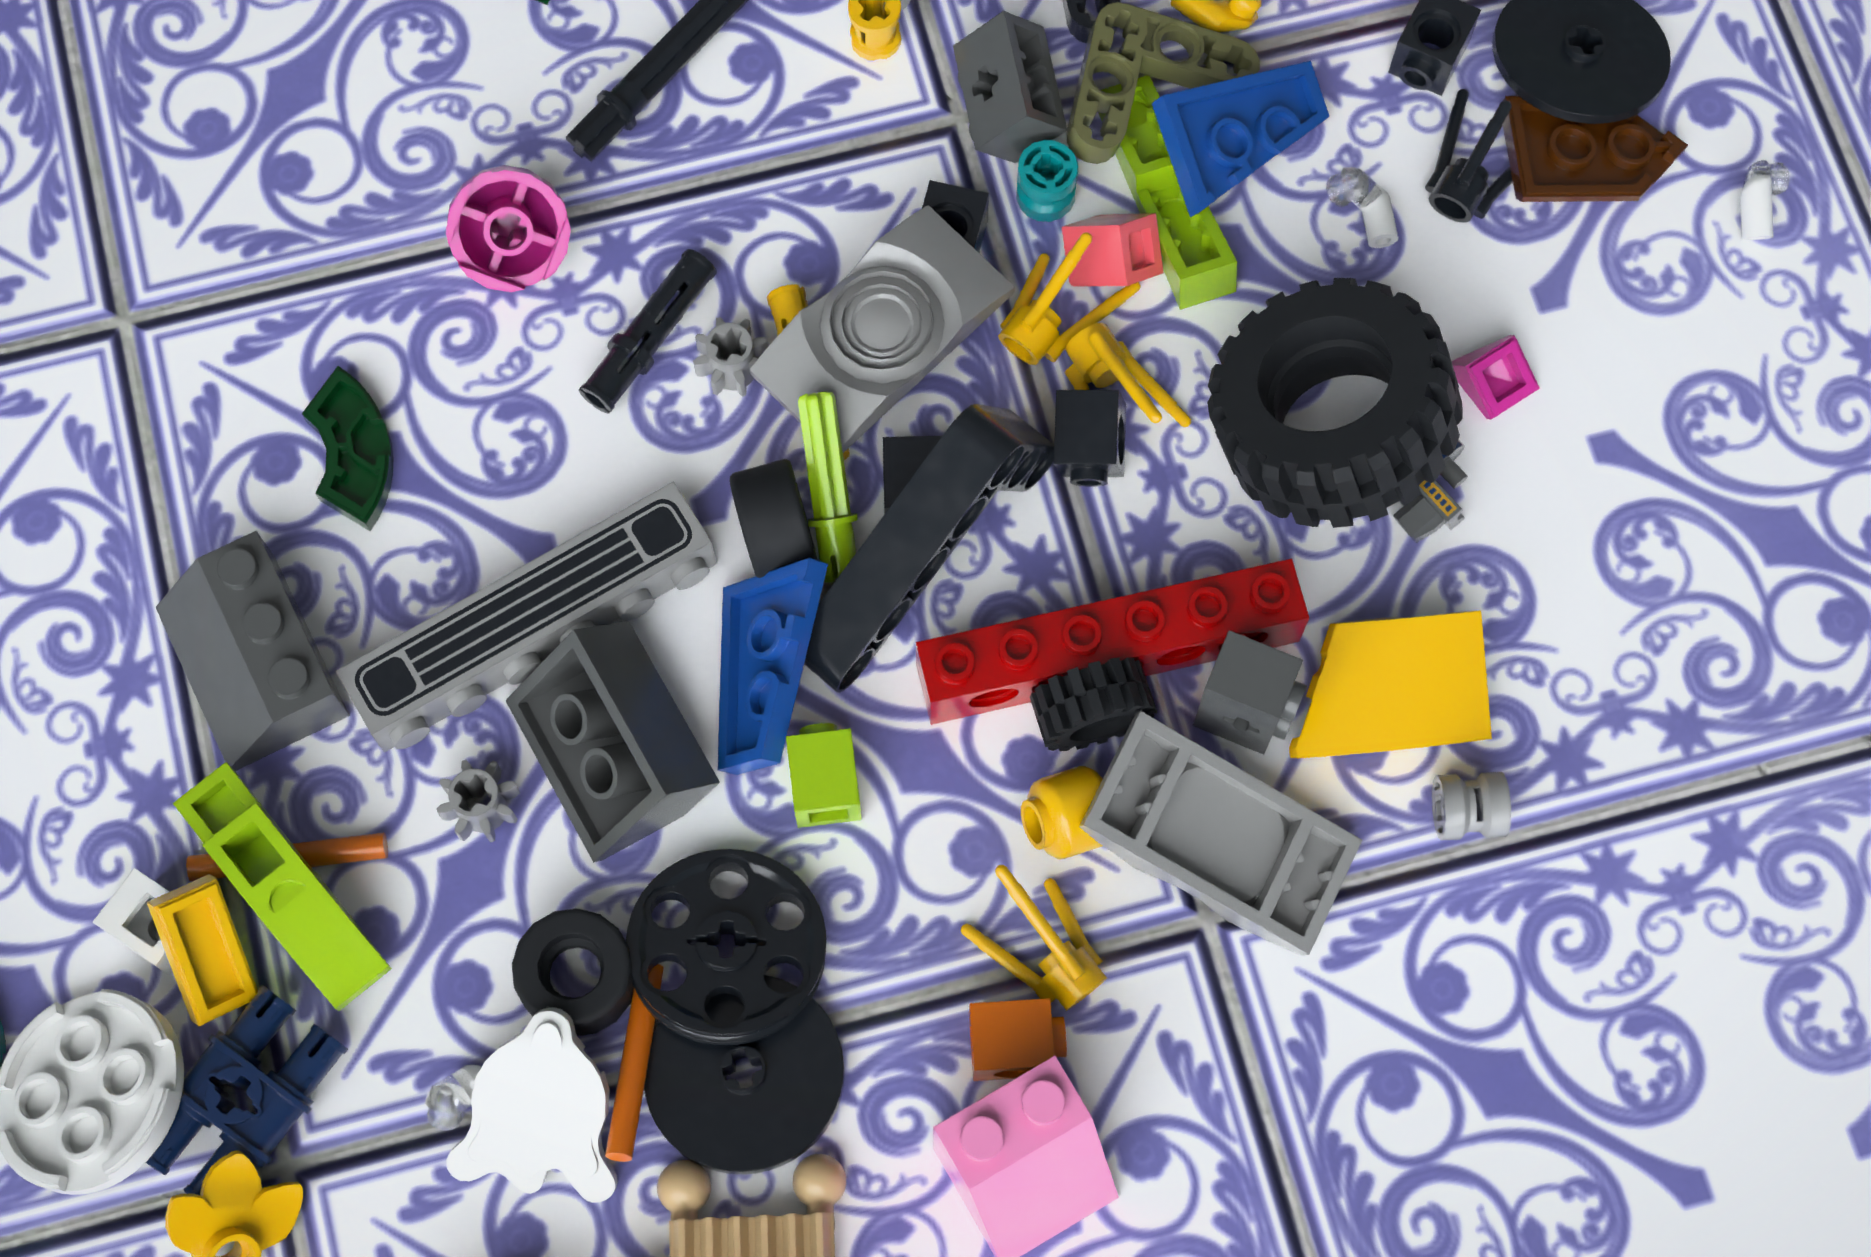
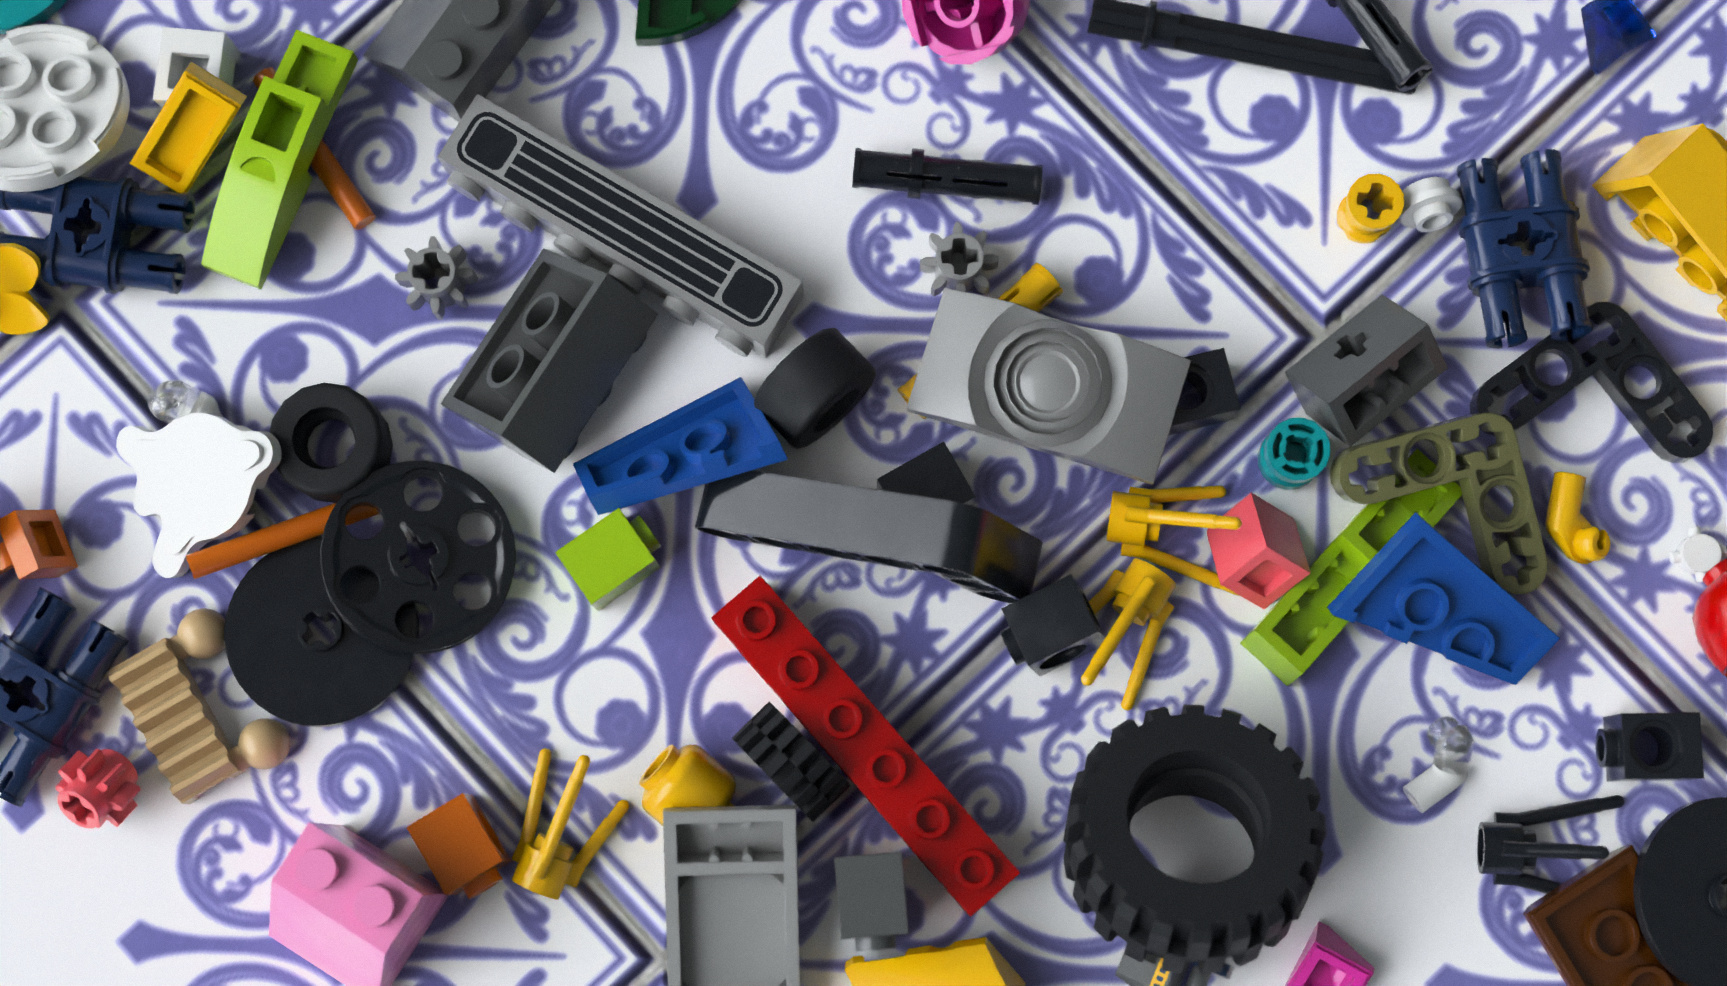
camera: 65 degrees right, 10 degrees up
(827, 482) = (851, 435): lime axle -> none

